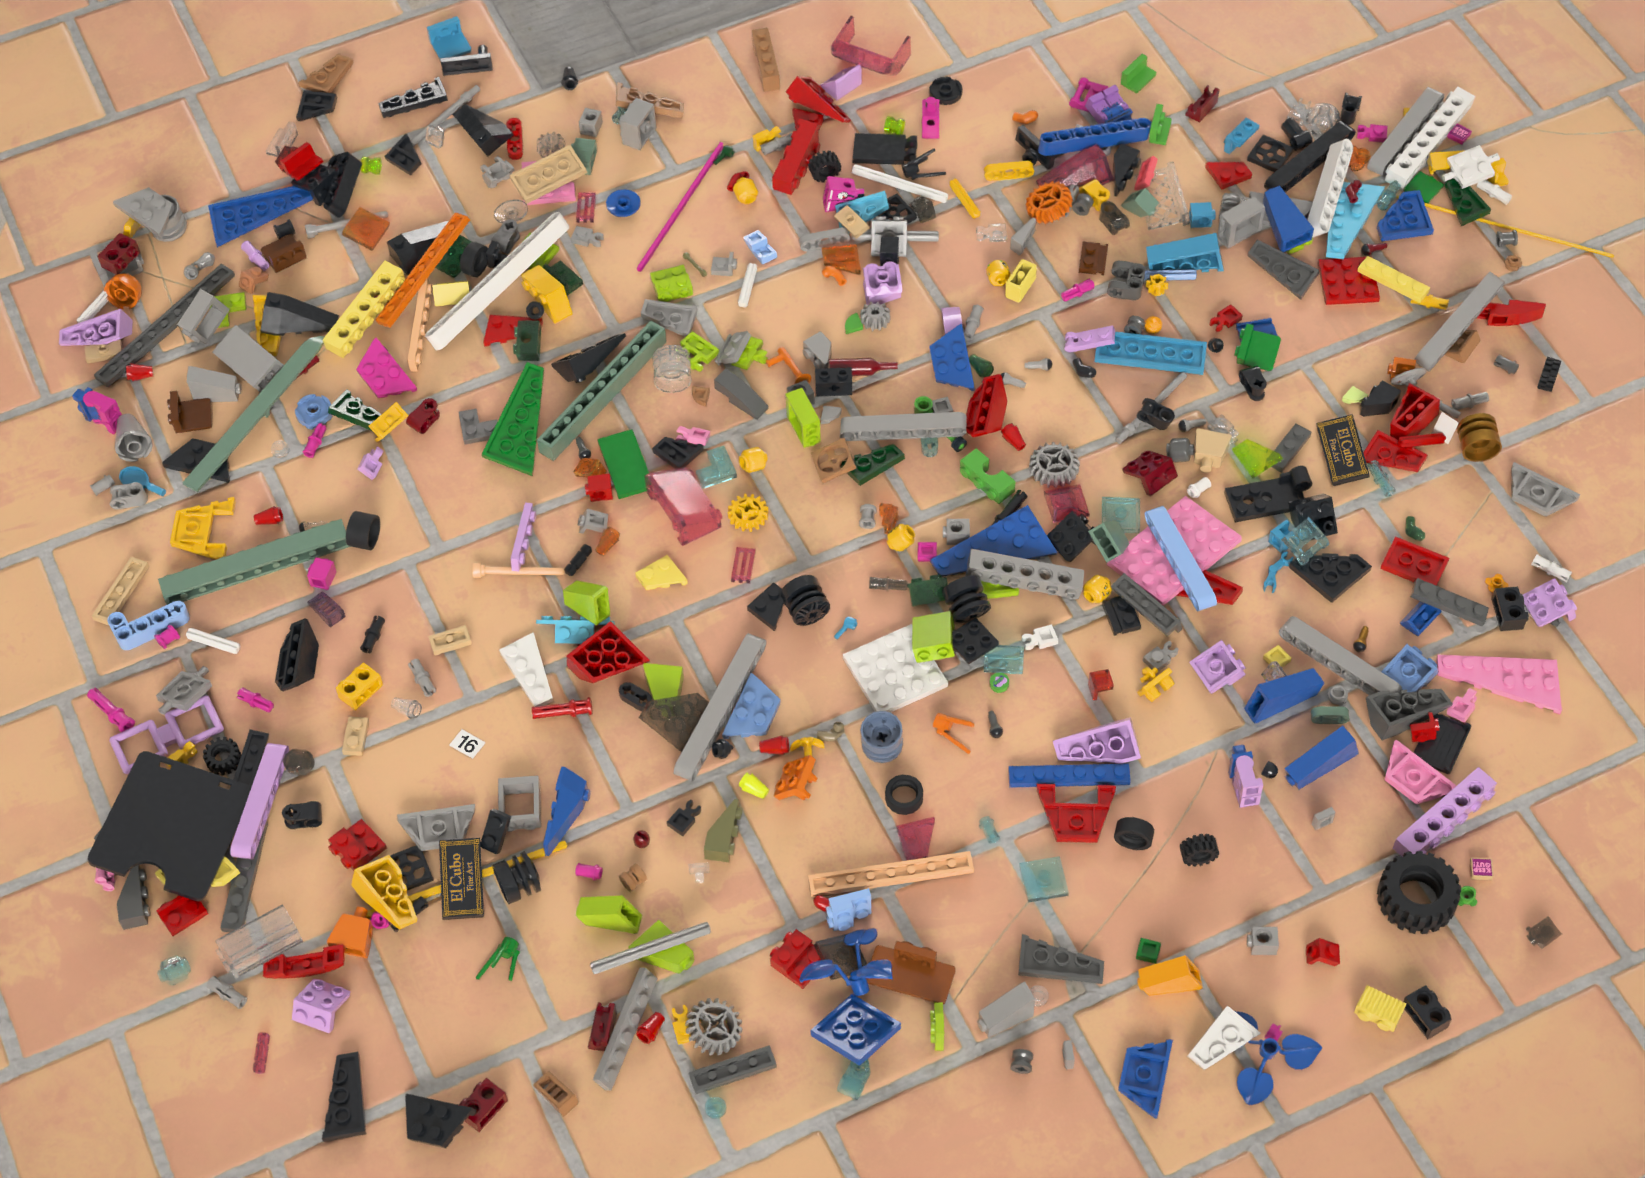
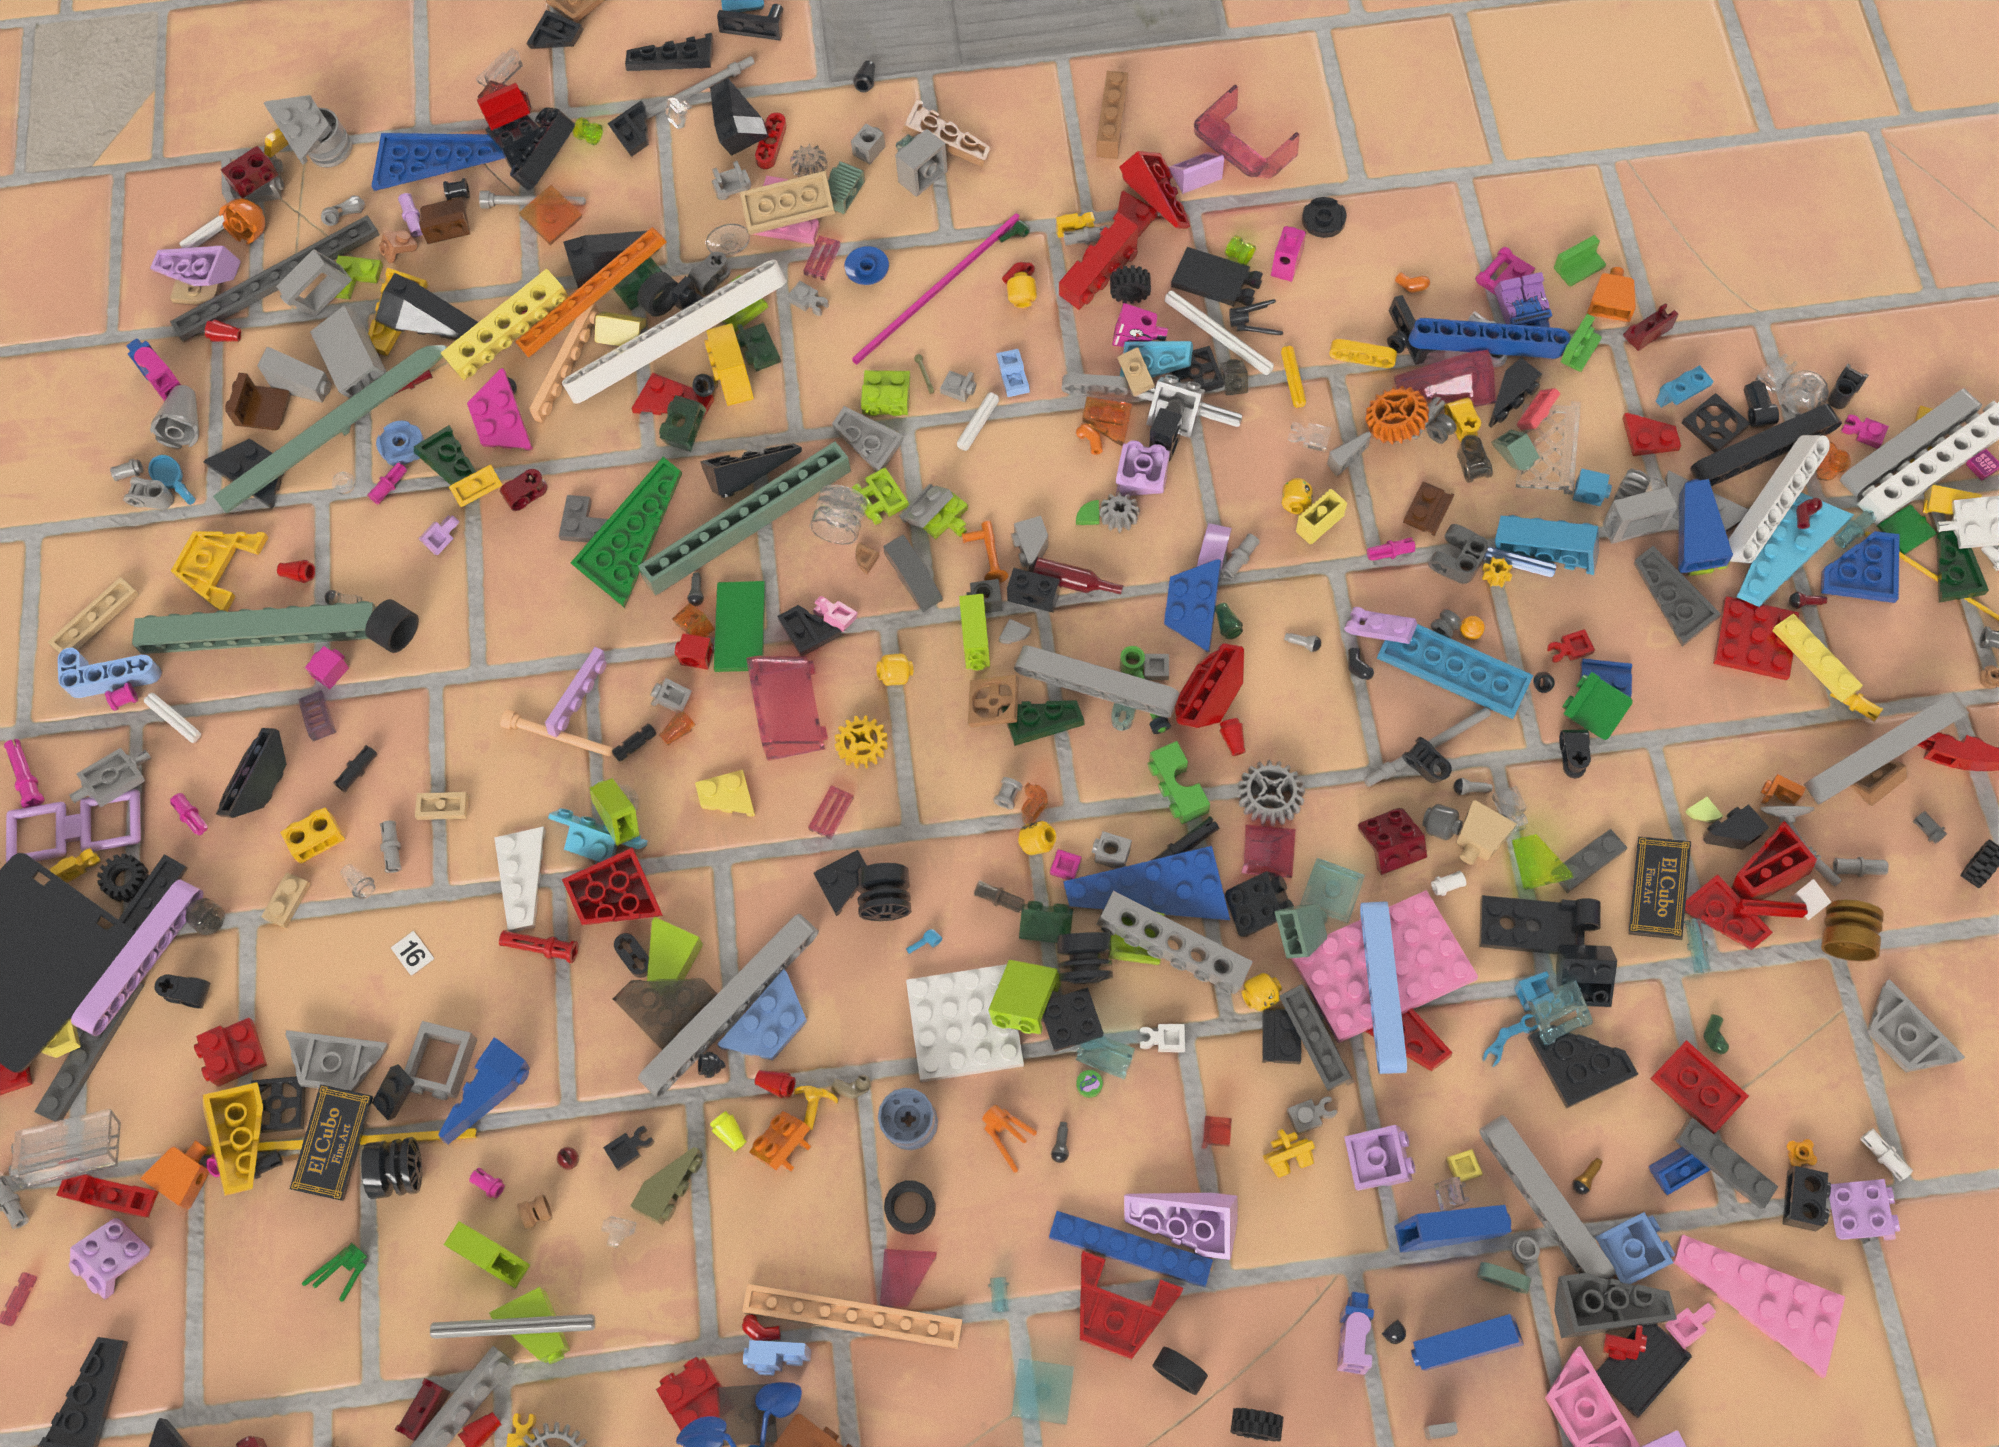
camera: 20 degrees right, 10 degrees up
(720, 469) = (851, 671): clear light blue plate -> none
(1007, 379) = (1254, 649): light grey piece -> none
(1170, 90) = (1614, 296): none -> orange torso

